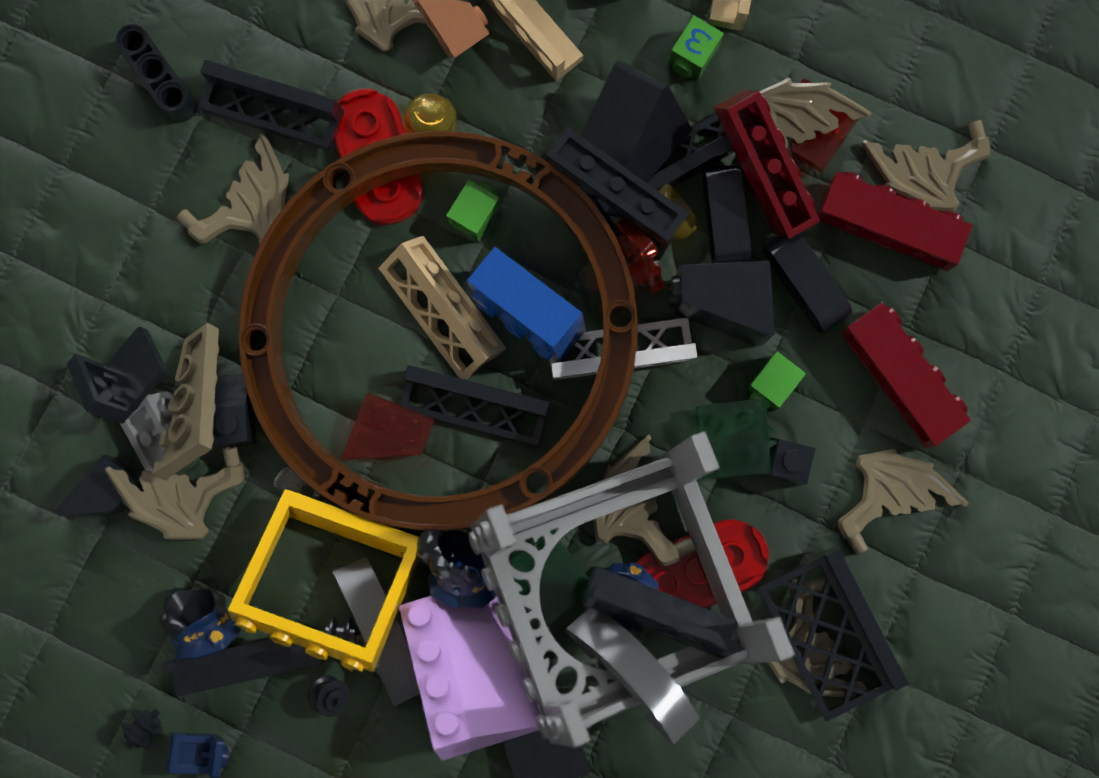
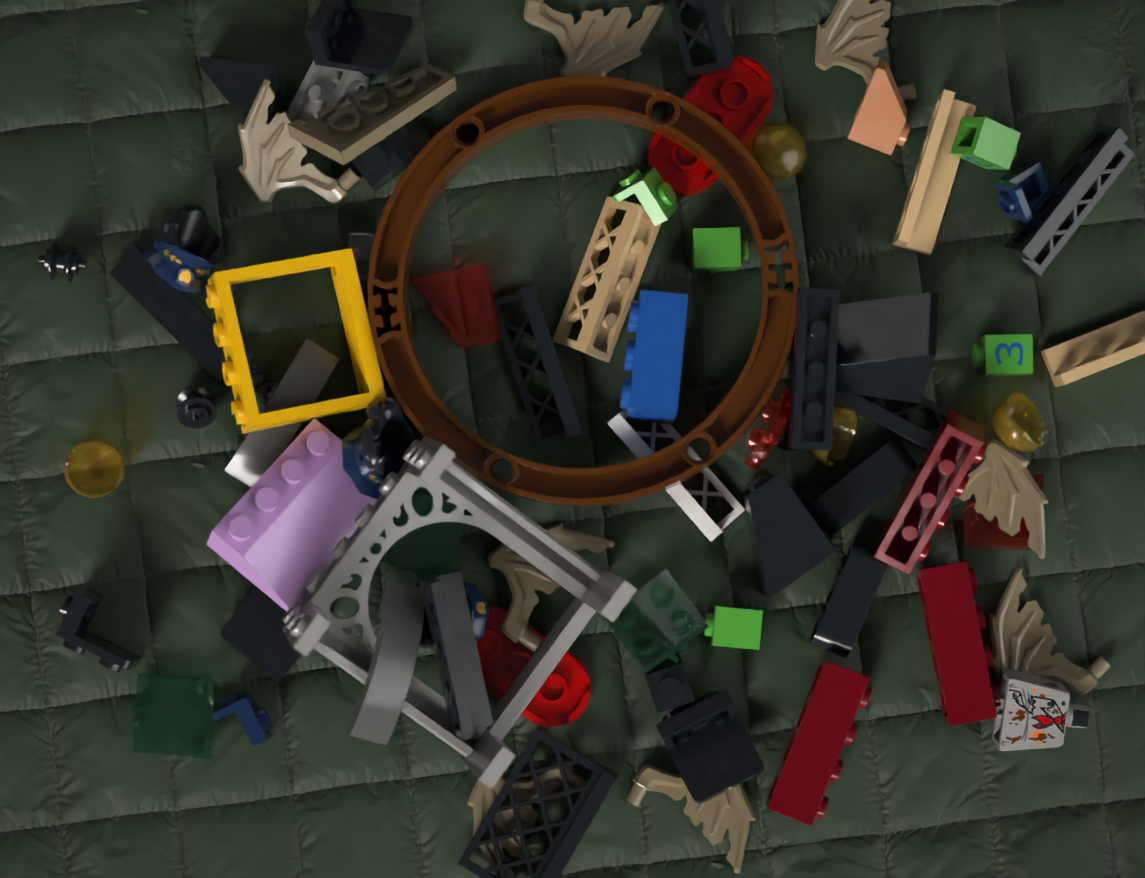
camera: 55 degrees right, 5 degrees up
(196, 754) = (72, 325): dark blue bracket -> none
(402, 229) = (653, 194): none -> bright green bracket
(754, 70) = (1019, 424): none -> clear yellow hair
(858, 460) = (710, 746): none -> black bracket
(984, 197) = (1034, 712): none -> light grey torso

